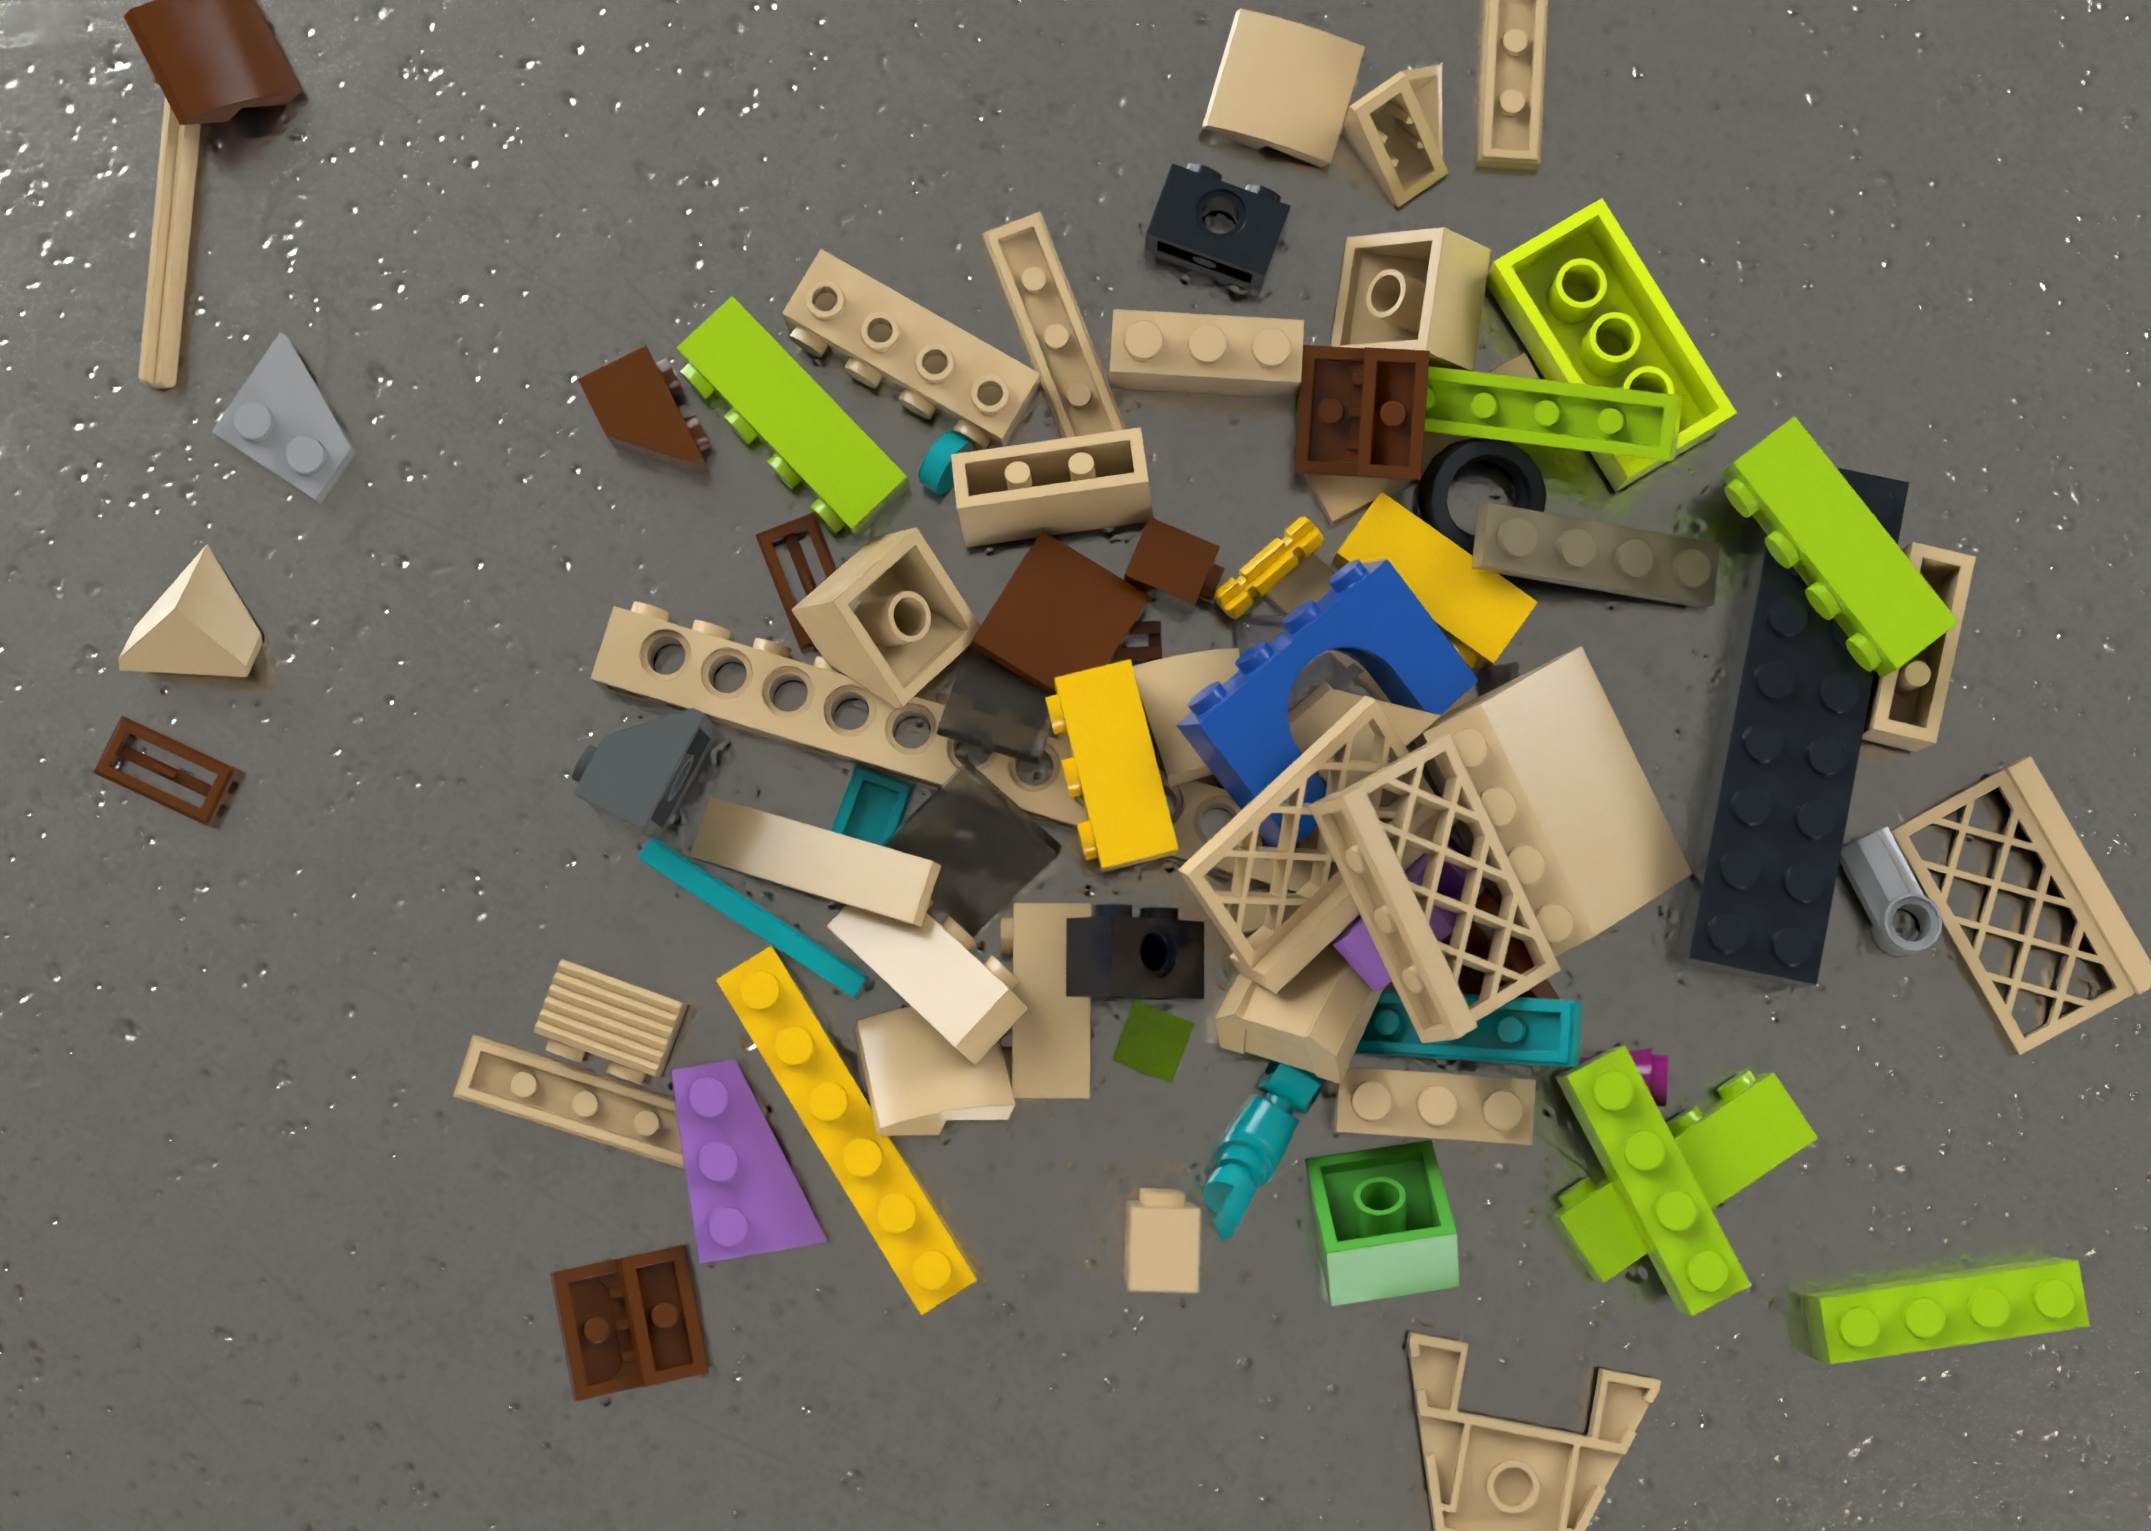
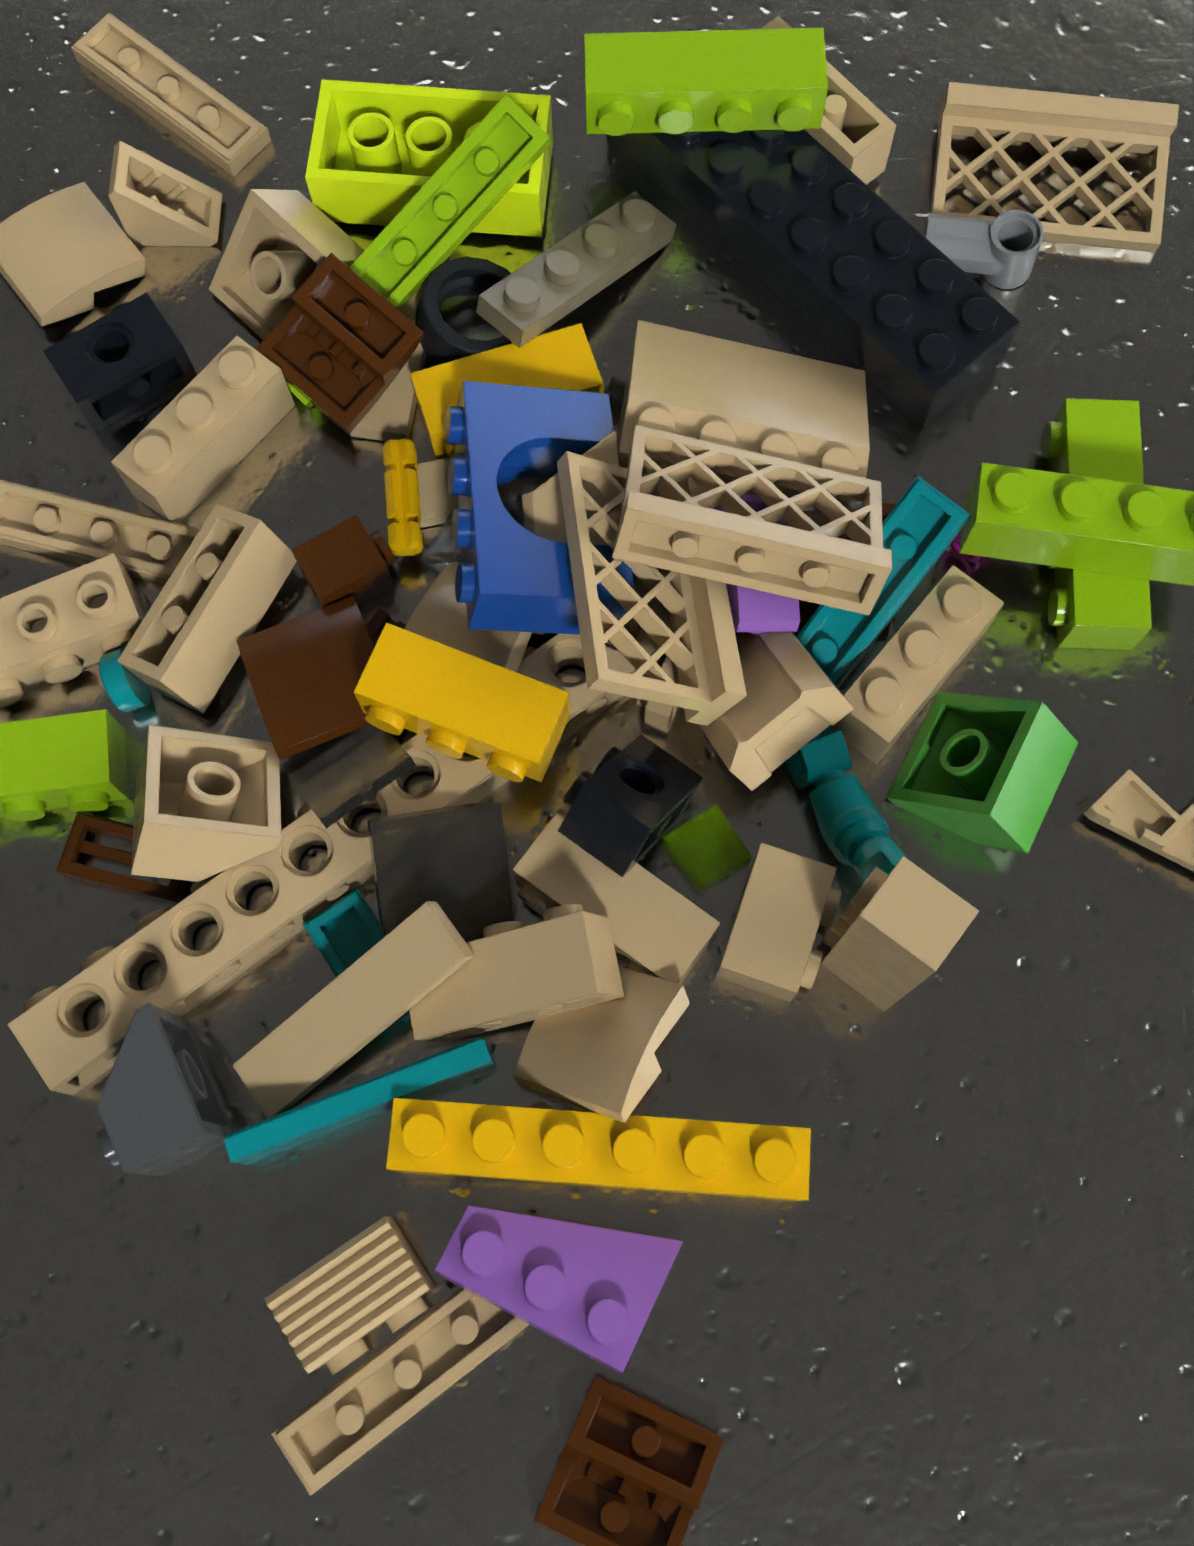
camera: 50 degrees left, 10 degrees down
(1129, 1144) = (779, 922): none -> tan brick

